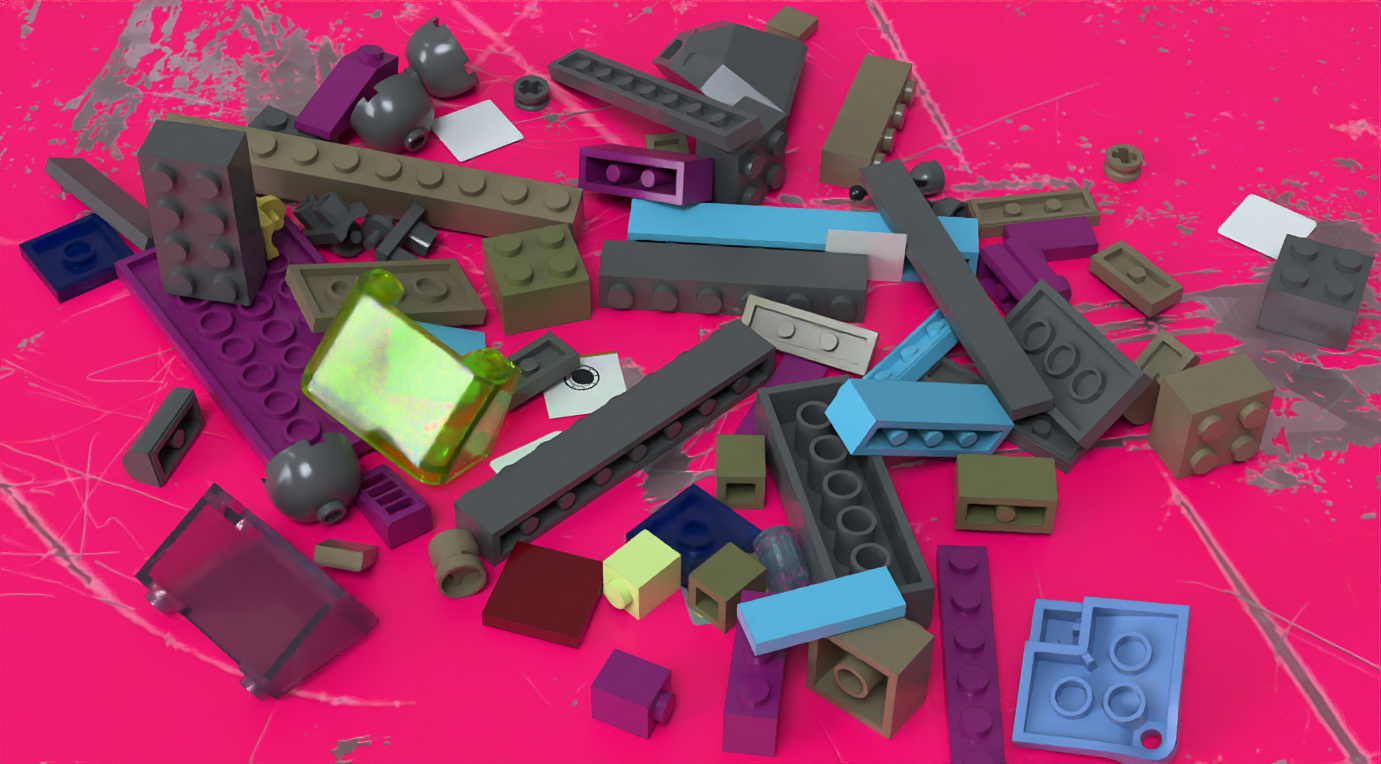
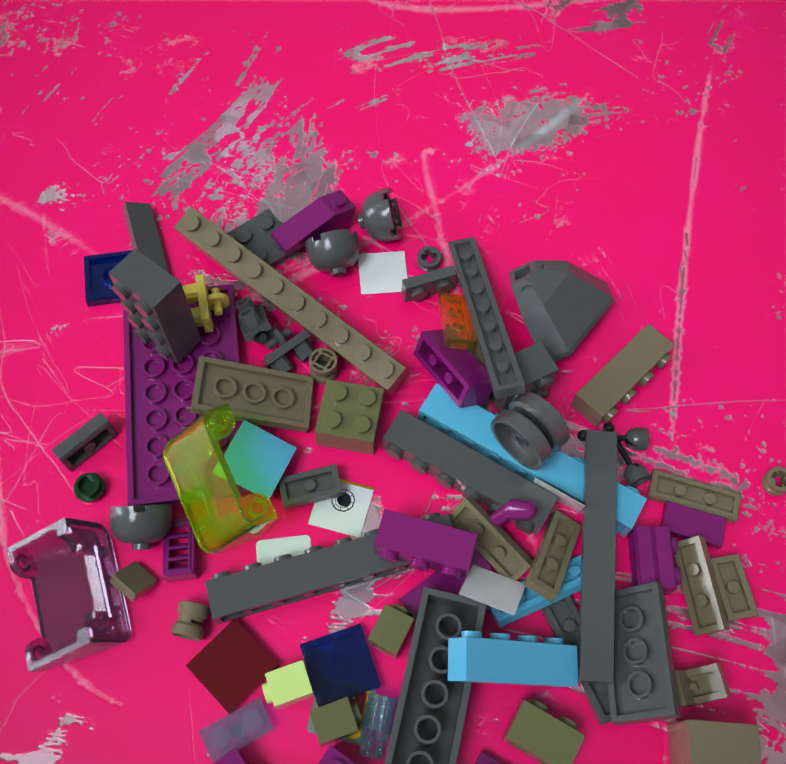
camera: 25 degrees right, 20 degrees up
(199, 480) = (89, 487): none -> dark green plate
(461, 240) = (323, 371): none -> dark tan wheel
(549, 114) = (429, 283): none -> dark grey plate
(586, 657) = (236, 730): none -> clear light blue plate
(615, 131) = (455, 321): none -> tile
(730, 345) = (424, 544): none -> magenta brick
(791, 181) = (530, 430): none -> flat silver wheel
(792, 24) = (618, 269): dark tan tile -> none
(820, 279) = (515, 510): none -> magenta arm
(846, 369) = (493, 589): none -> white sticker
(899, 317) = (553, 556): none -> dark tan plate
(1100, 289) = (700, 587): none -> dark tan plate

